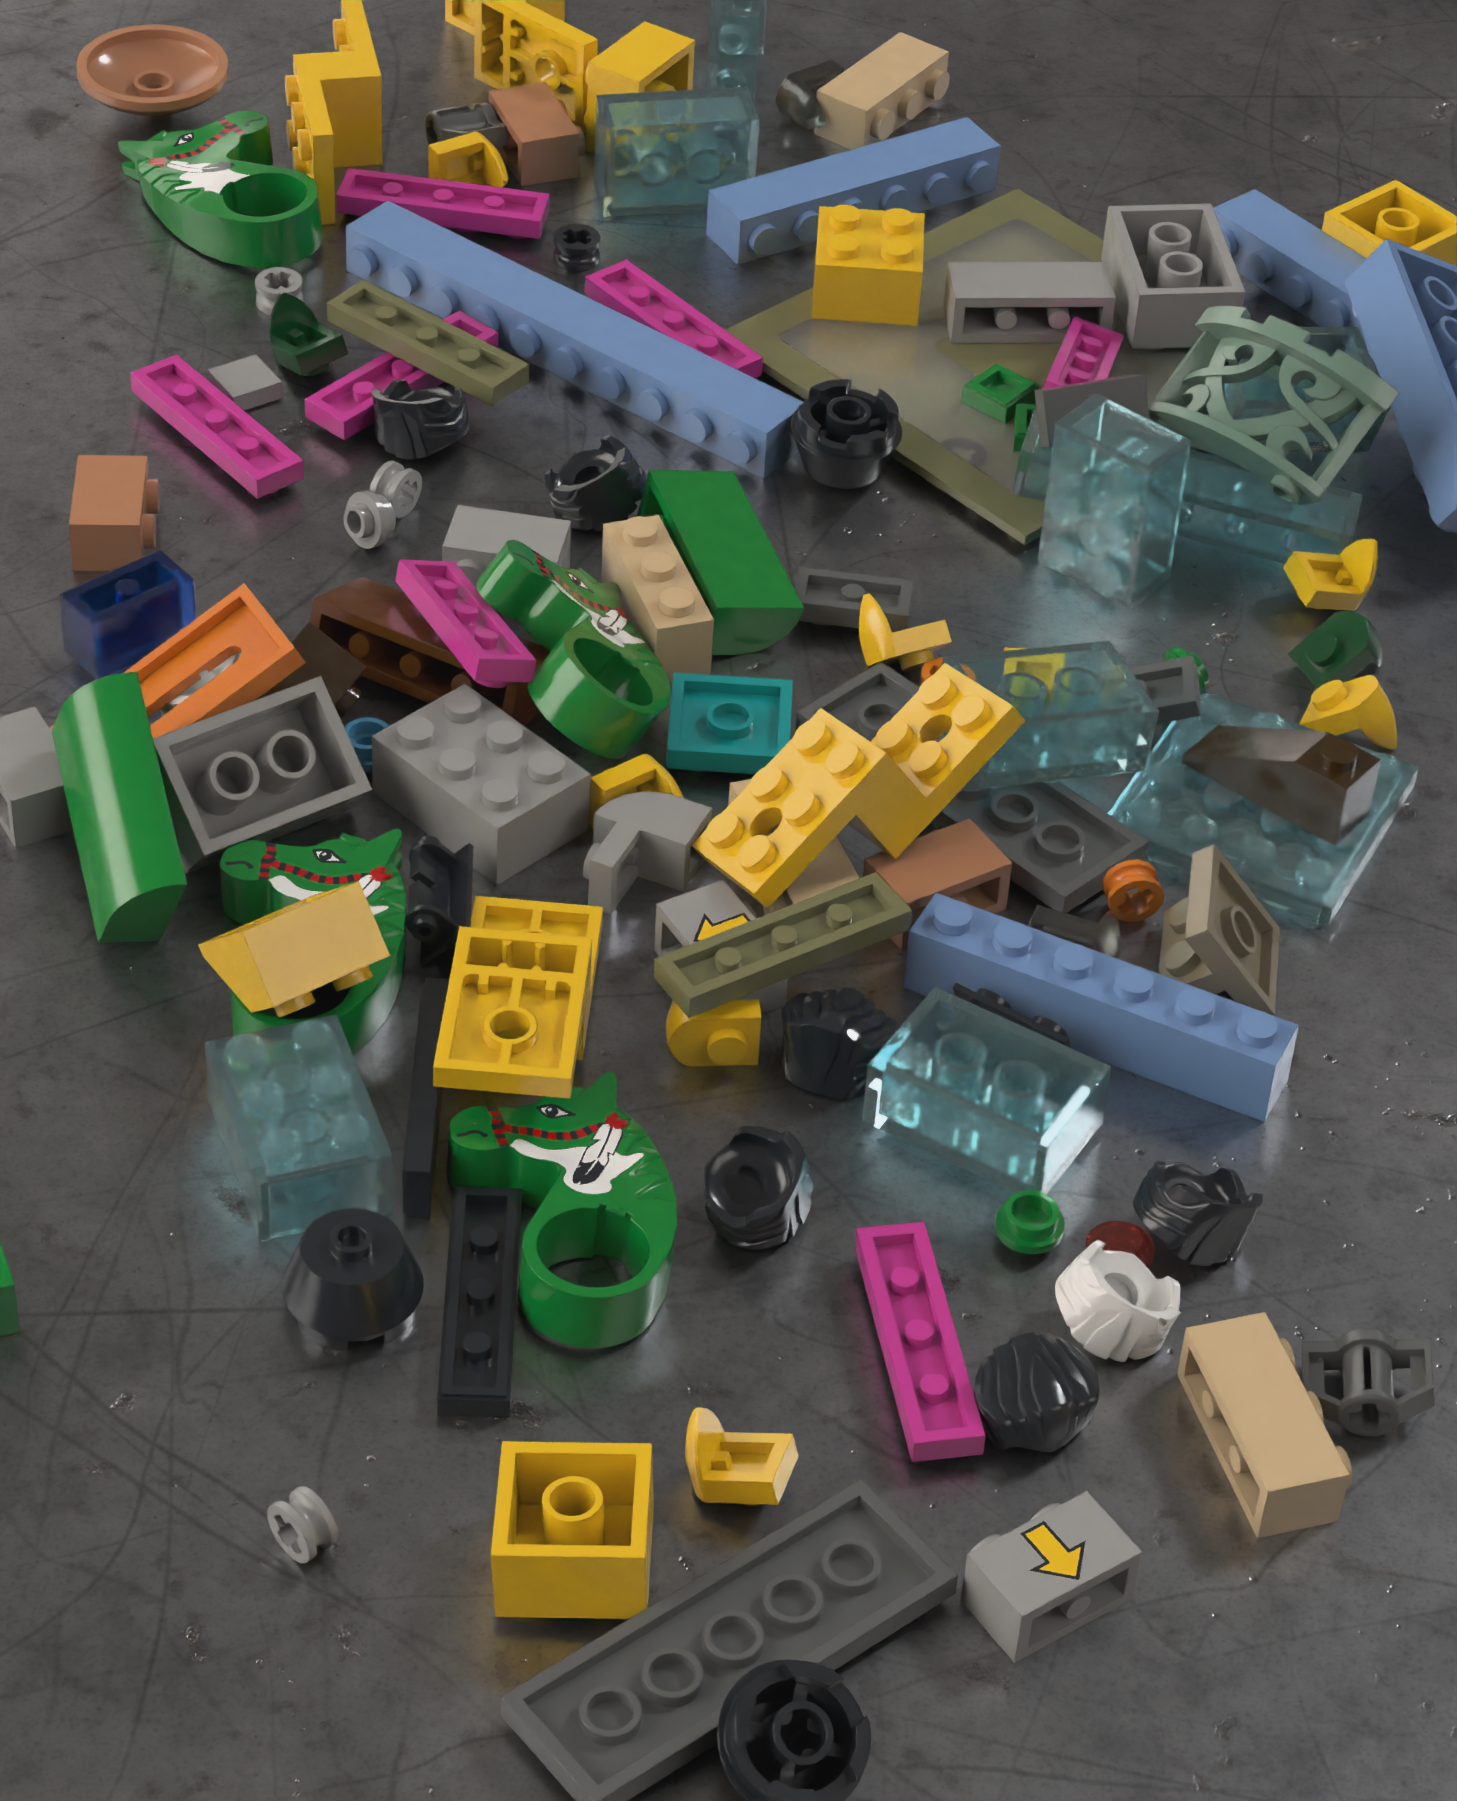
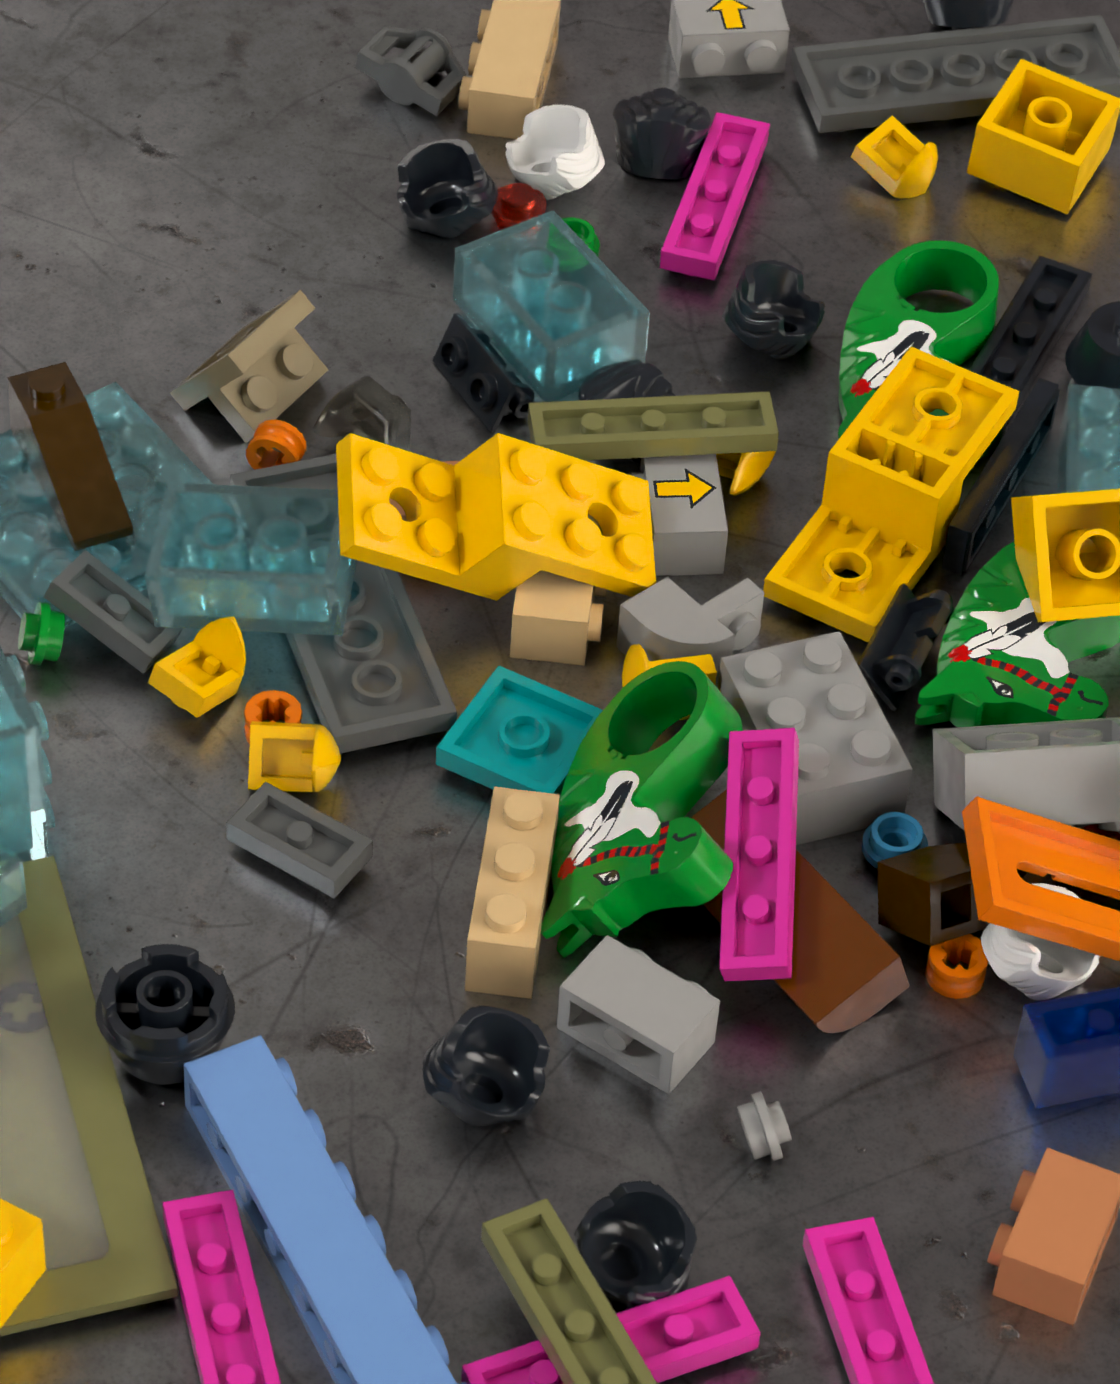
camera: 155 degrees left, 5 degrees up
(399, 486) = (711, 1162): light grey bush -> none
(725, 556) = (408, 930): green brick -> none
(1108, 1006) = (384, 339): medium blue brick -> none

